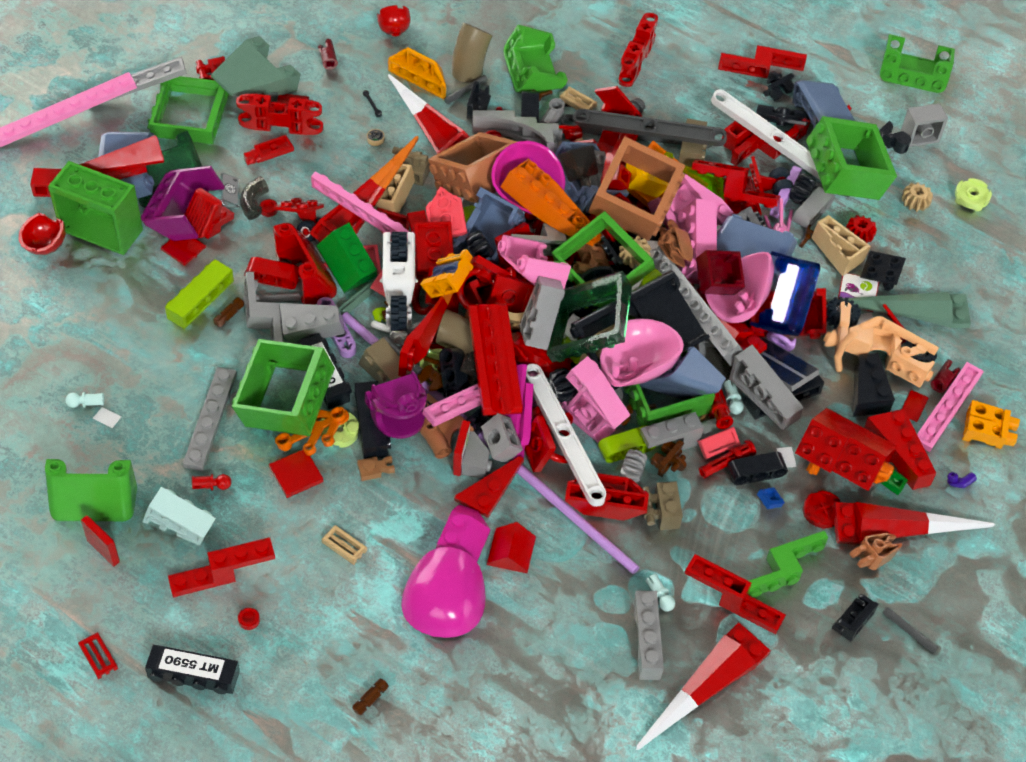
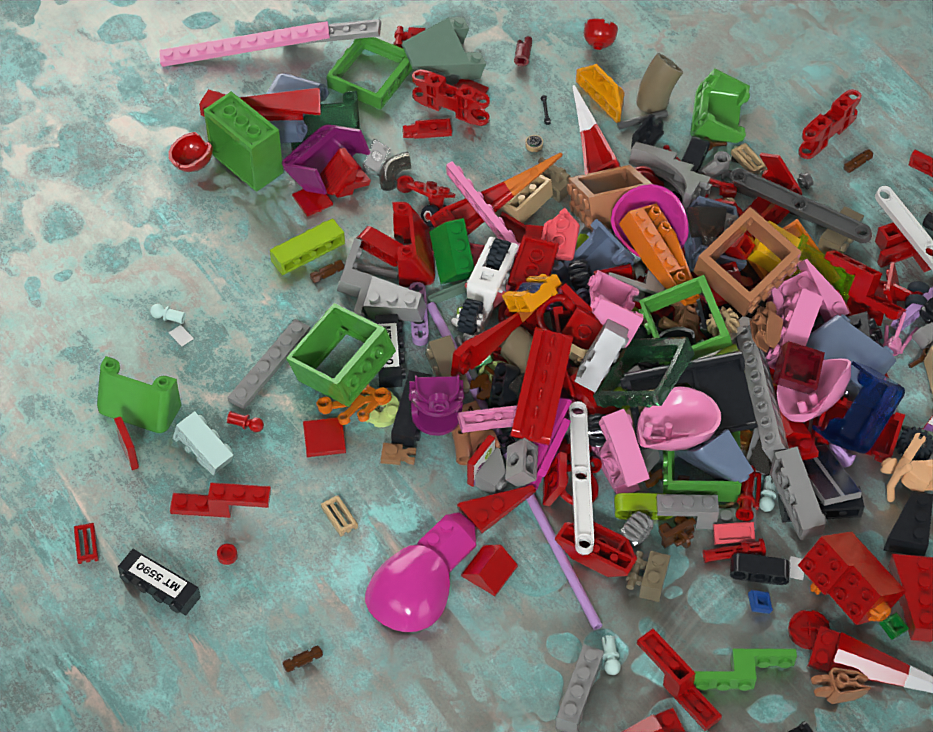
camera: 25 degrees right, 0 degrees up
(674, 76) = (858, 161): none -> reddish brown axle

